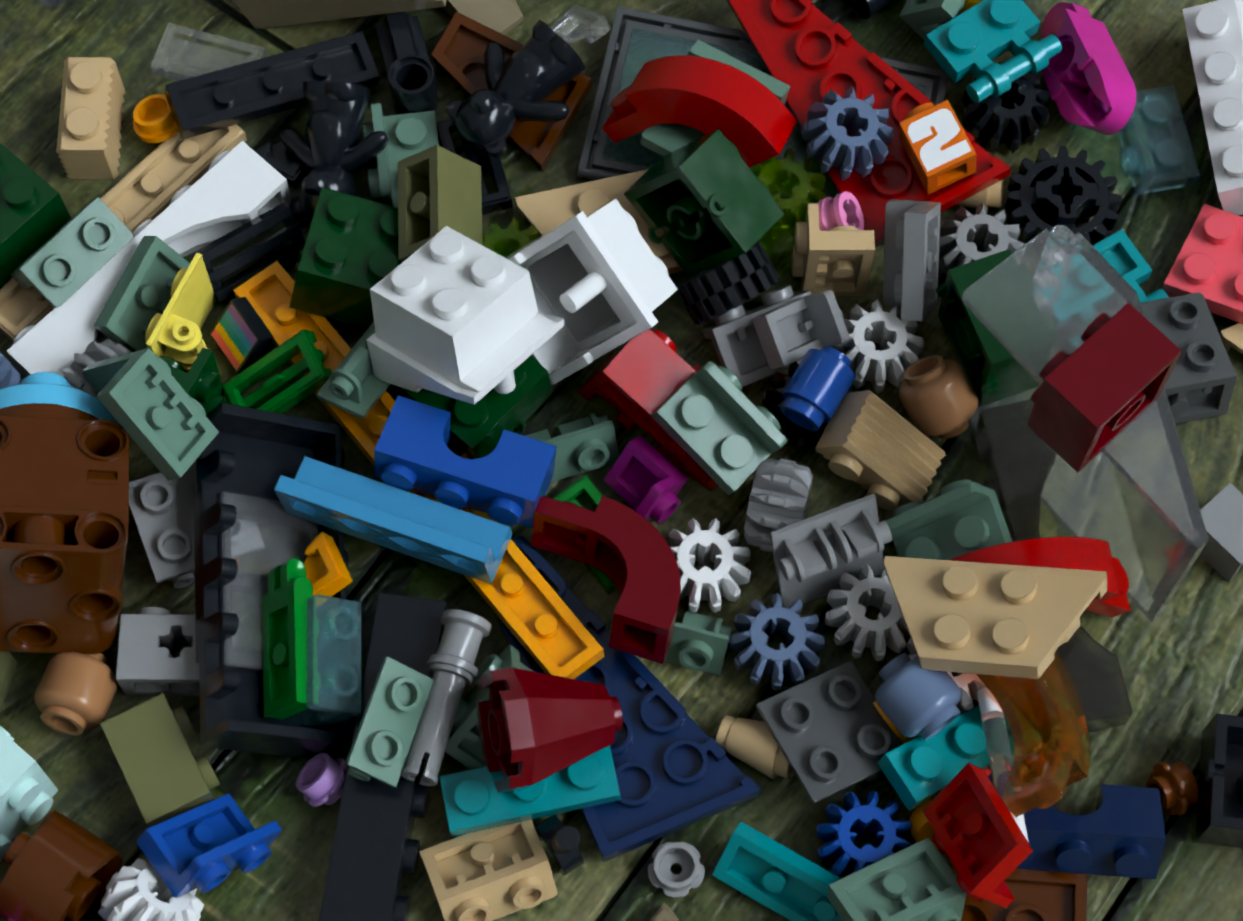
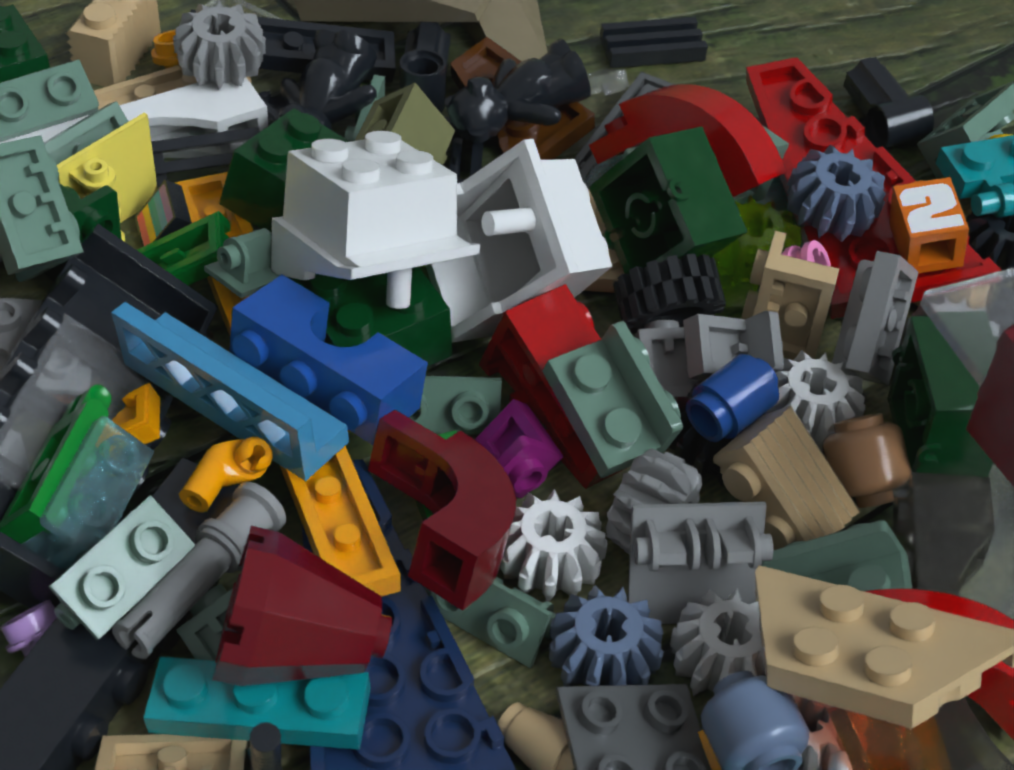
camera: 15 degrees right, 20 degrees down
(199, 125) = (219, 44): none -> light grey gear
(422, 594) = (224, 466): none -> light orange arm

